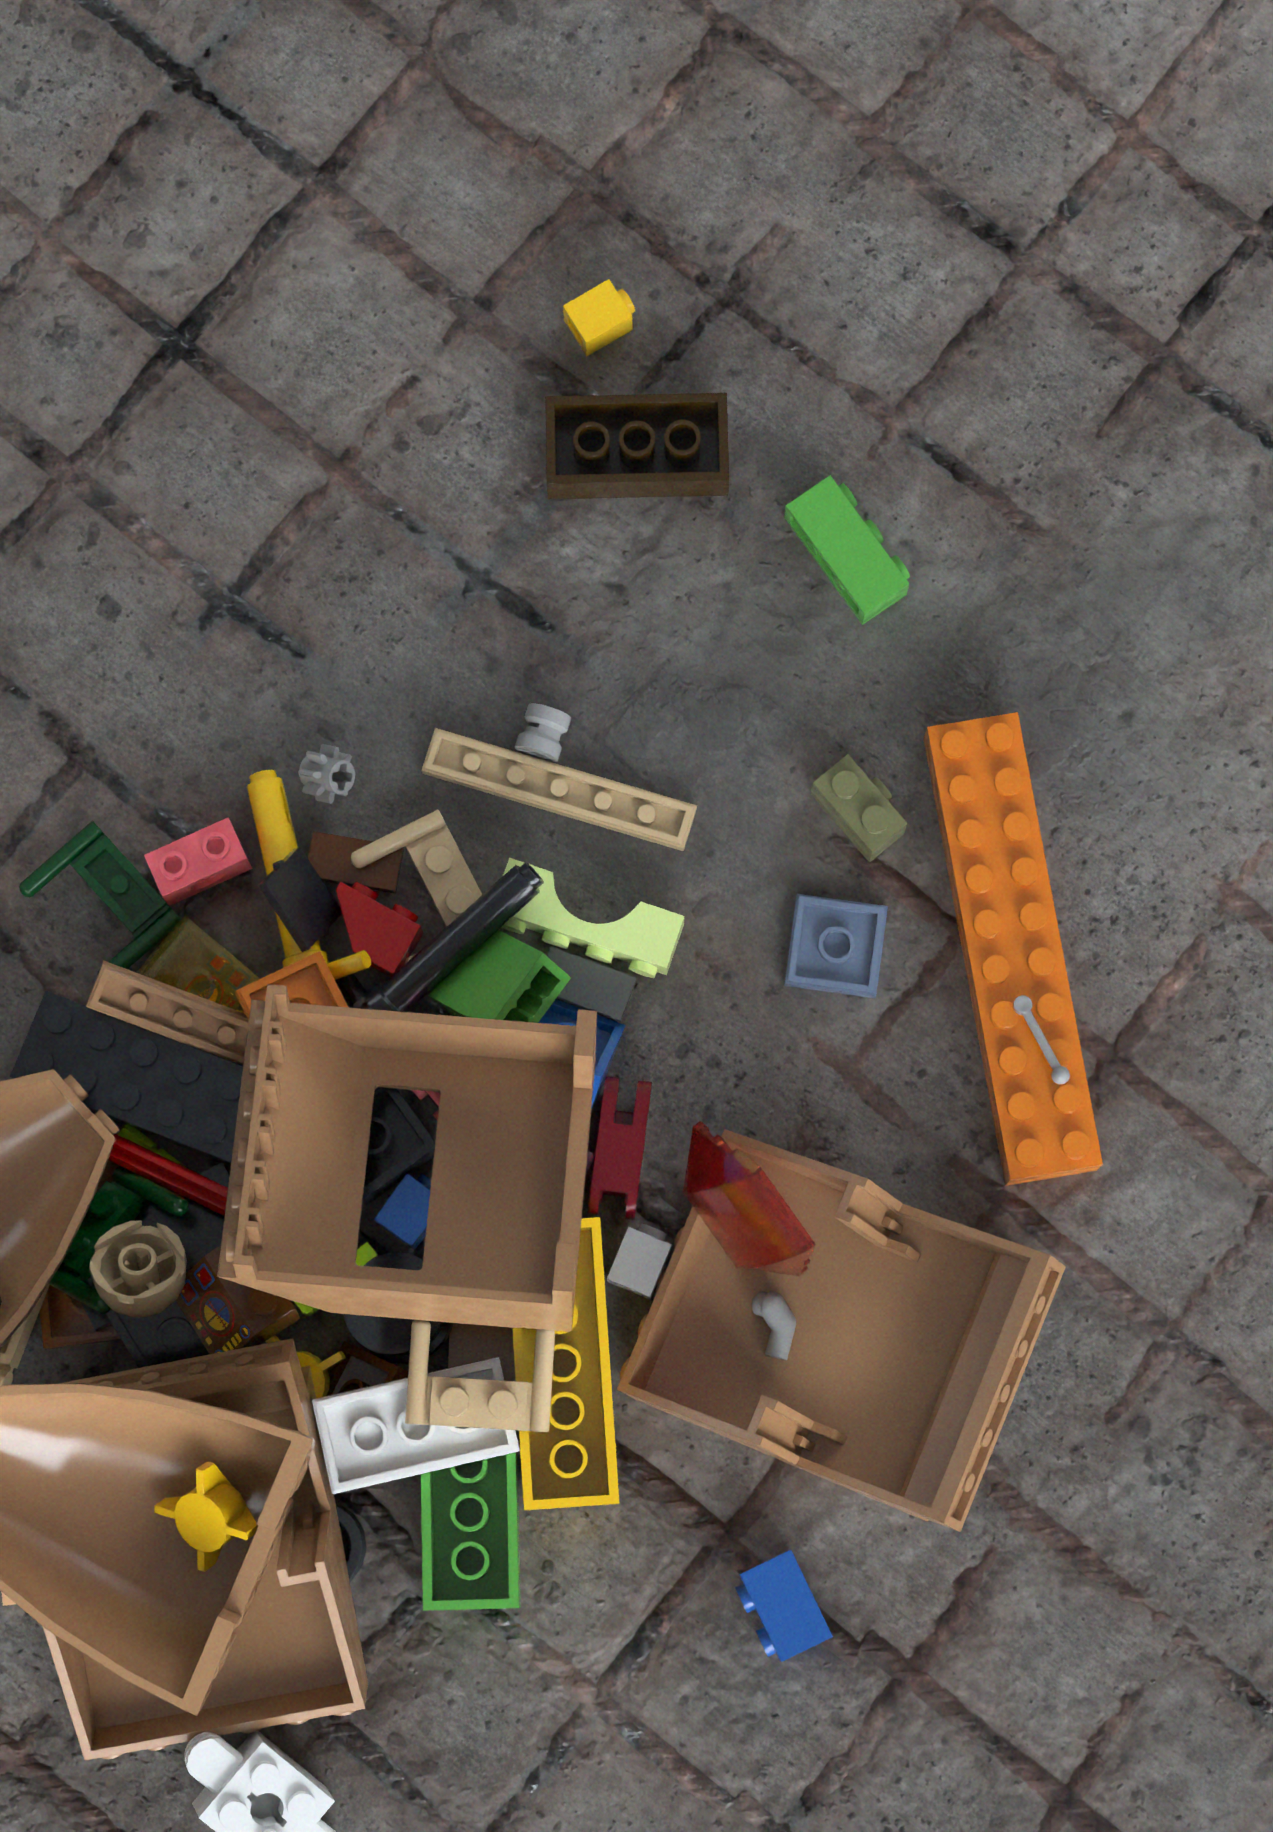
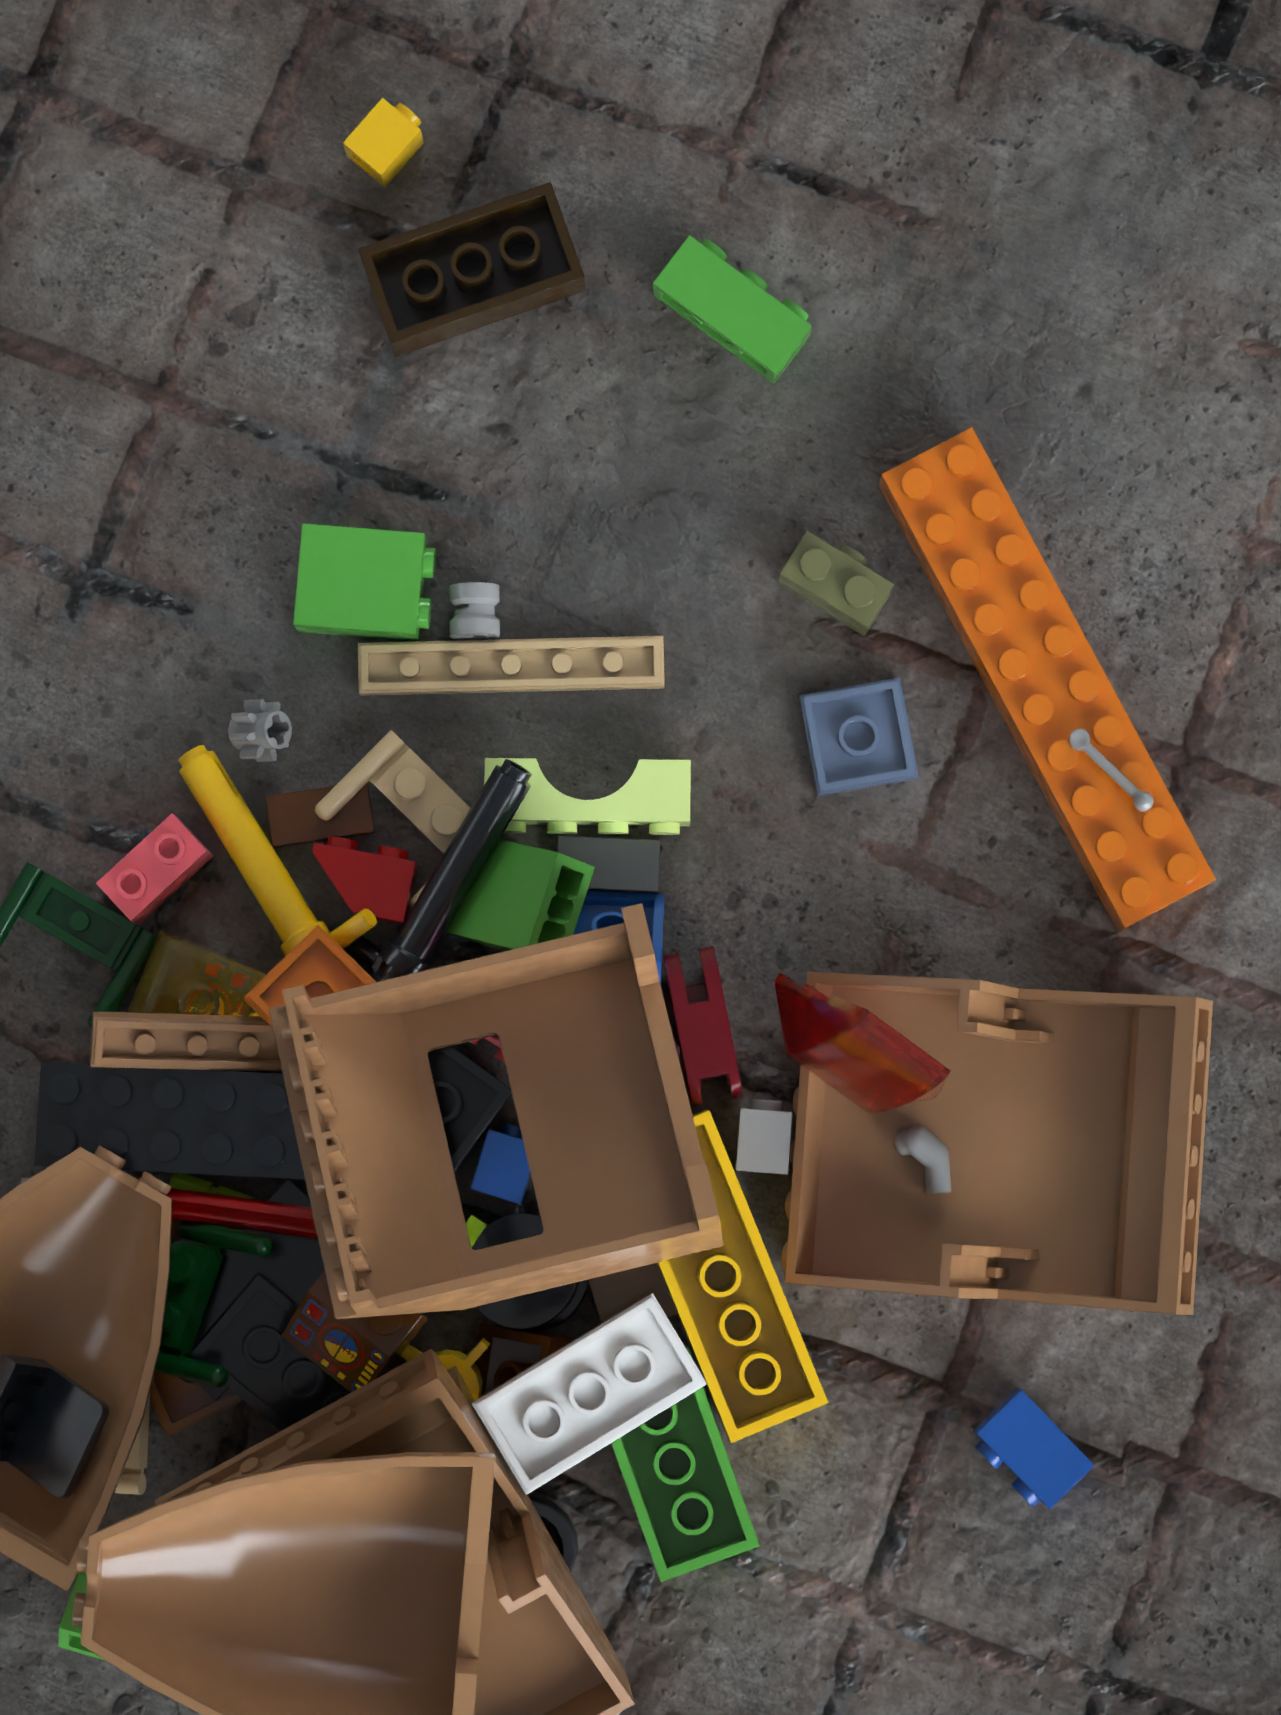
camera: 15 degrees left, 5 degrees up
(138, 1268) = (242, 1326): tan cylinder -> none
(209, 1515) = (407, 1563): yellow piece -> none
(300, 899) = (278, 874): black piece -> none
(456, 678) = (363, 582): none -> bright green brick
(479, 1401) = (645, 1348): tan plate -> none

